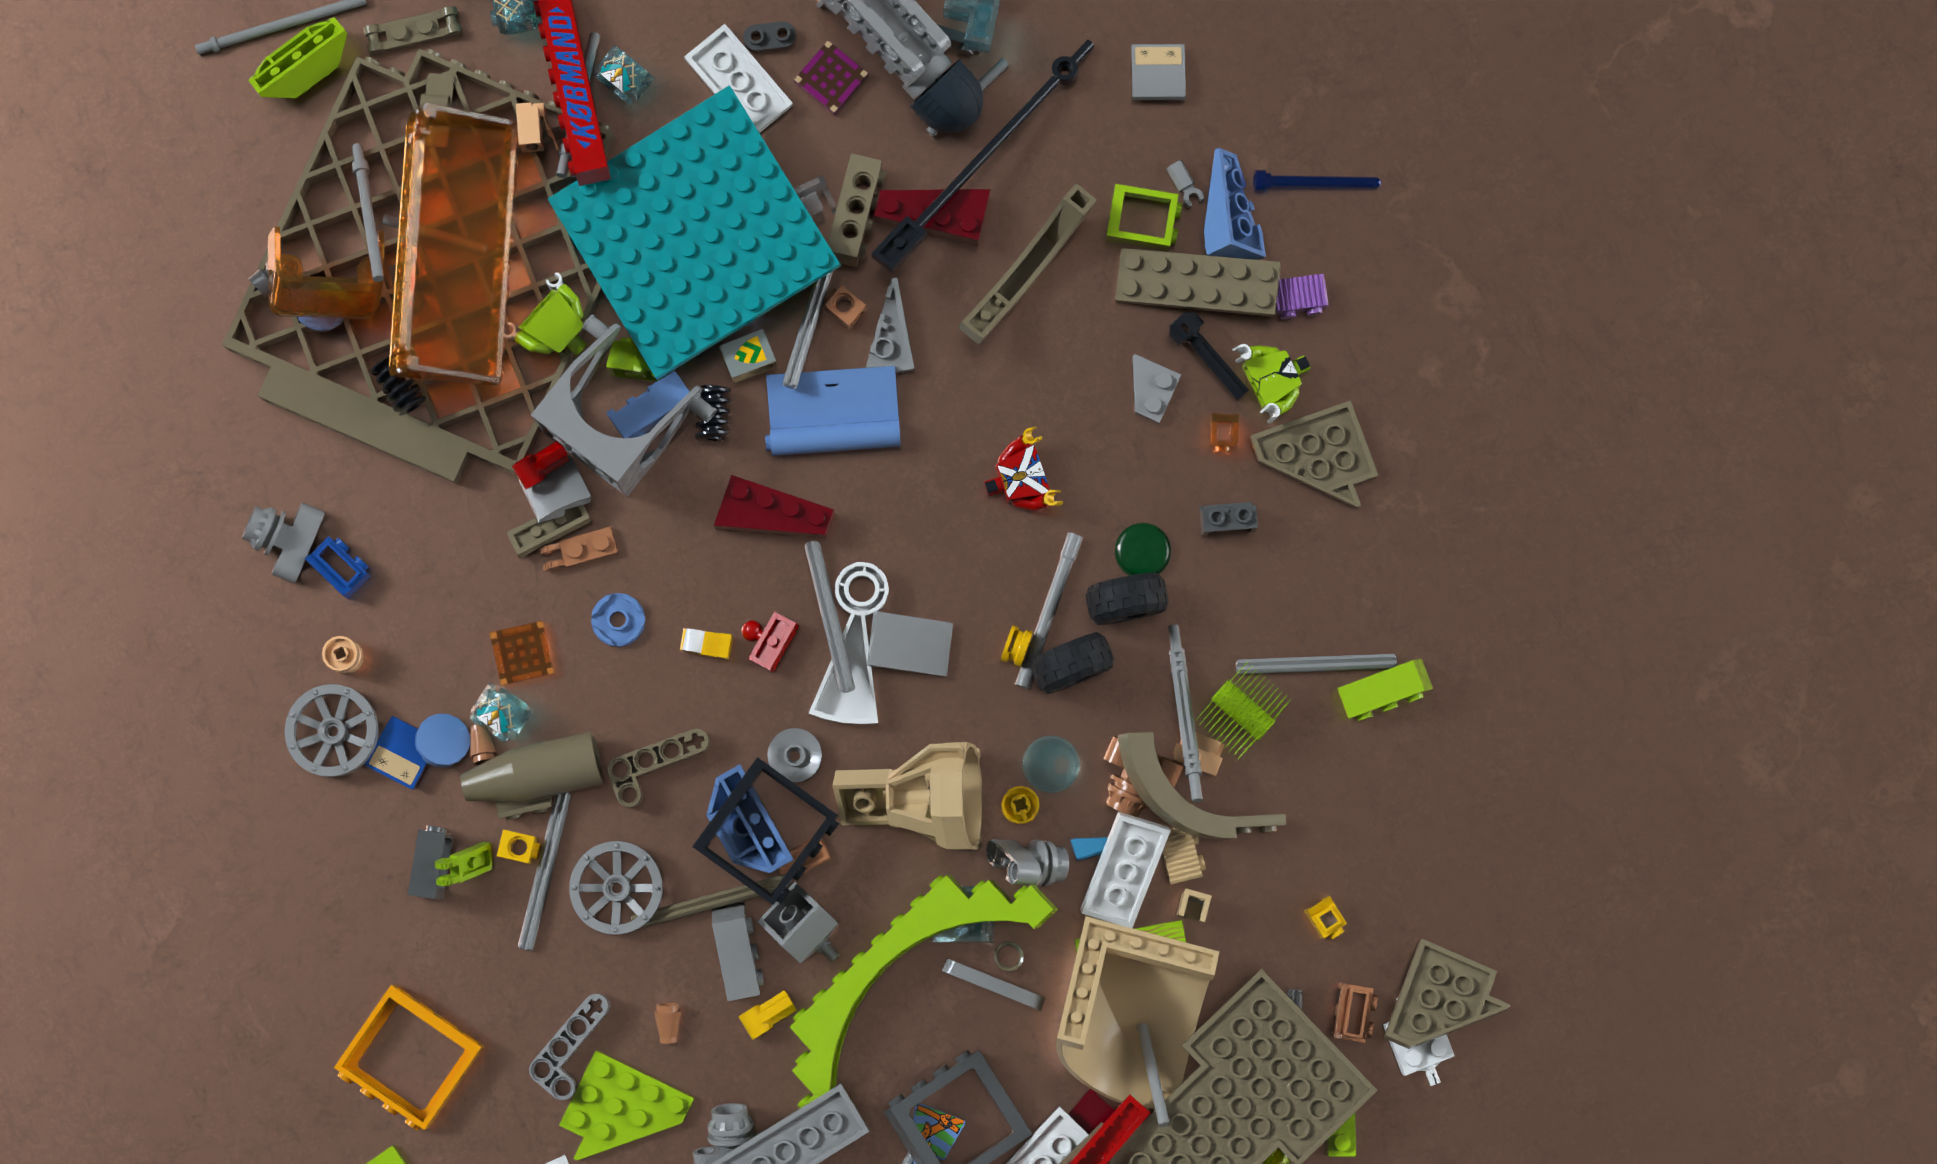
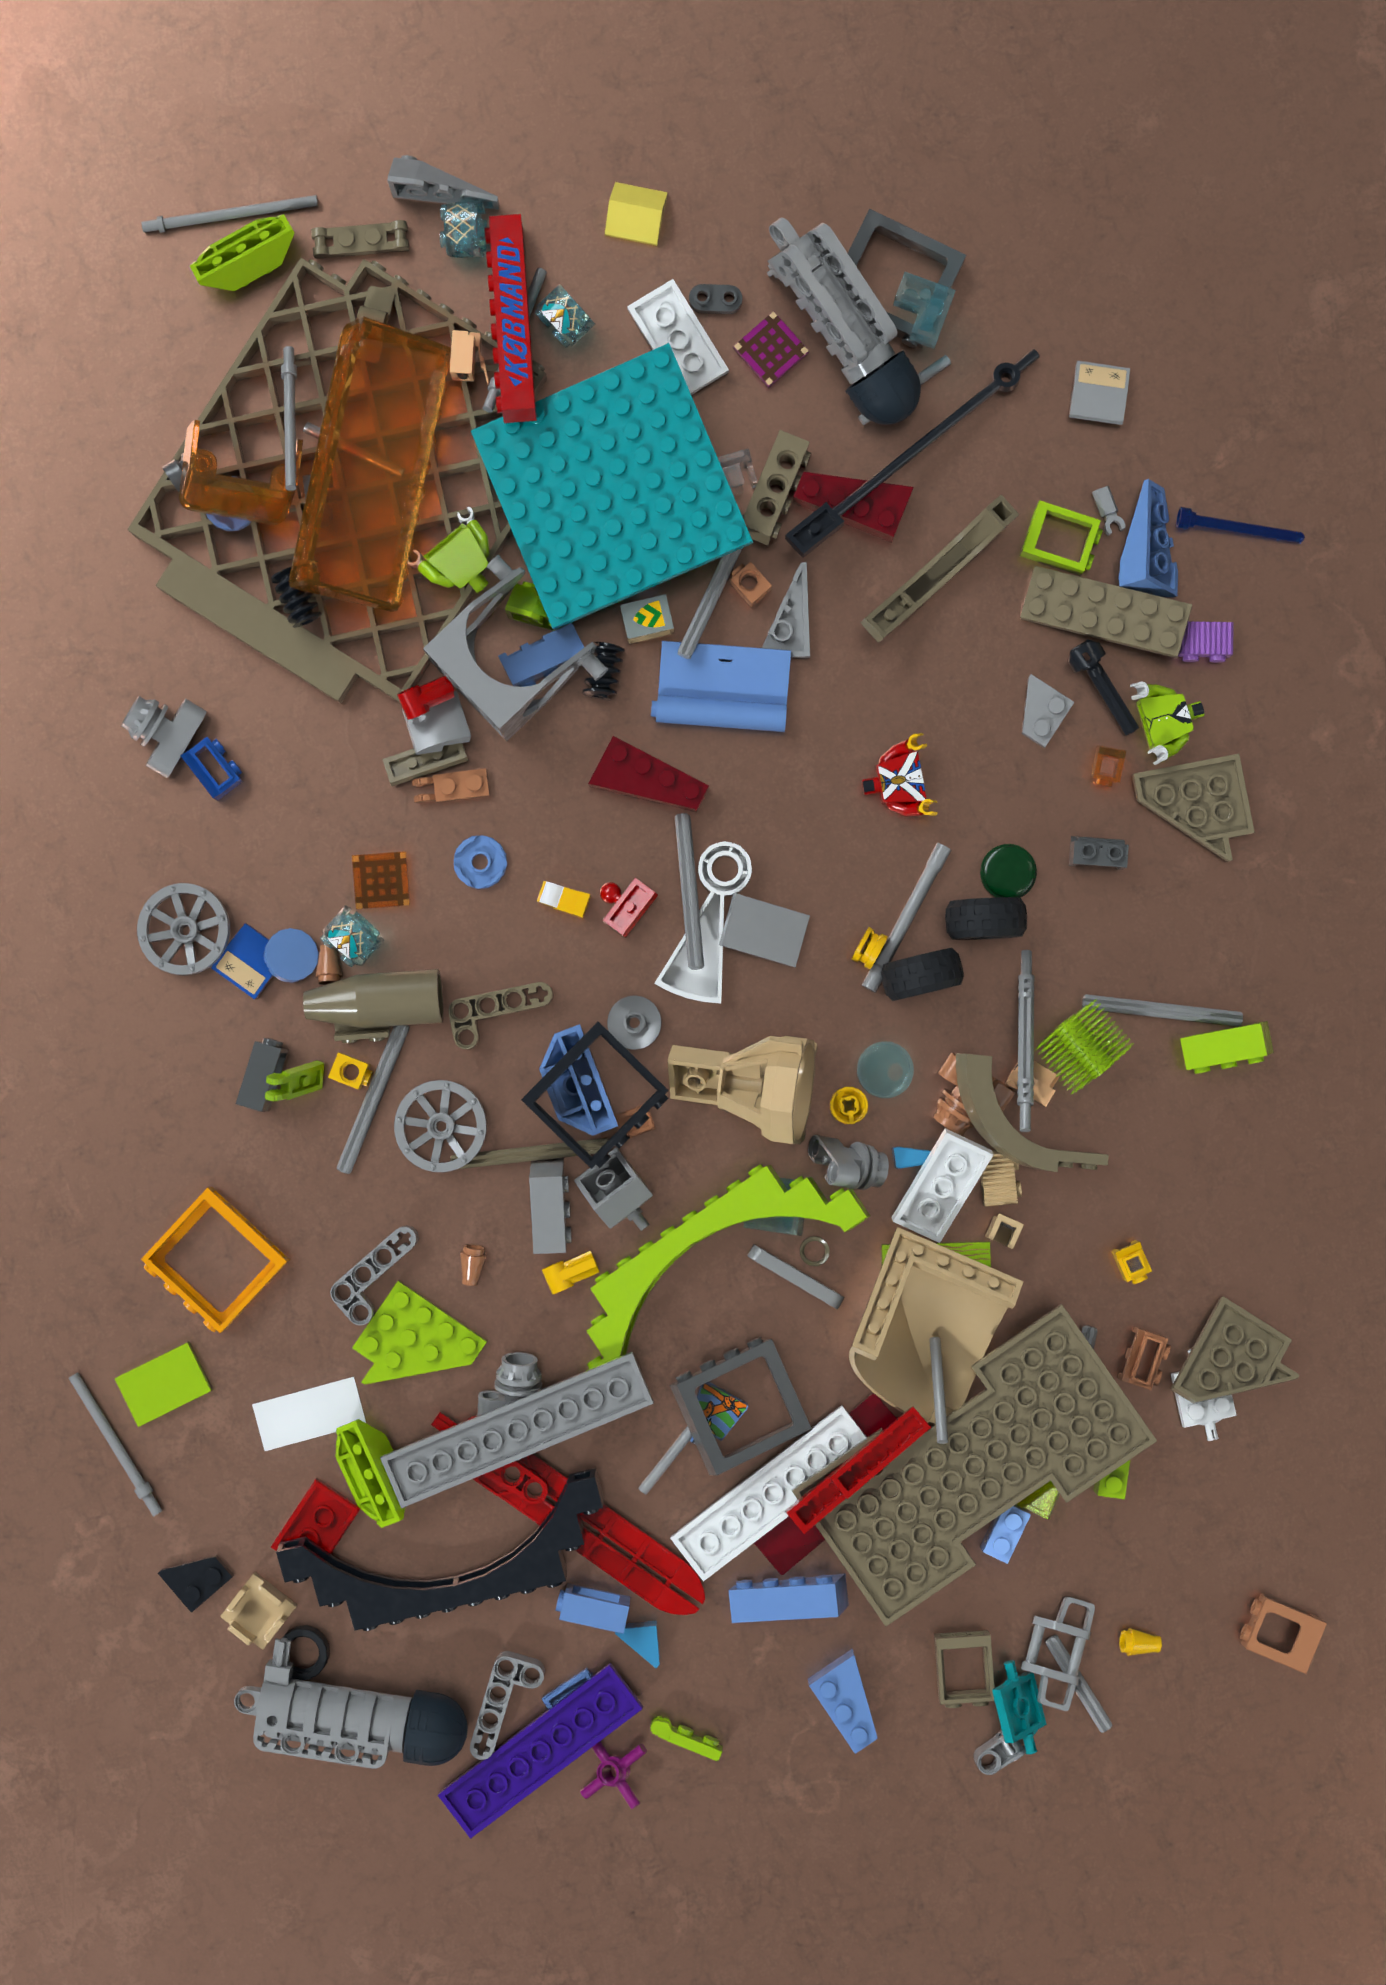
camera: 15 degrees right, 5 degrees up
(342, 655) = (204, 856): light nougat wheel -> none

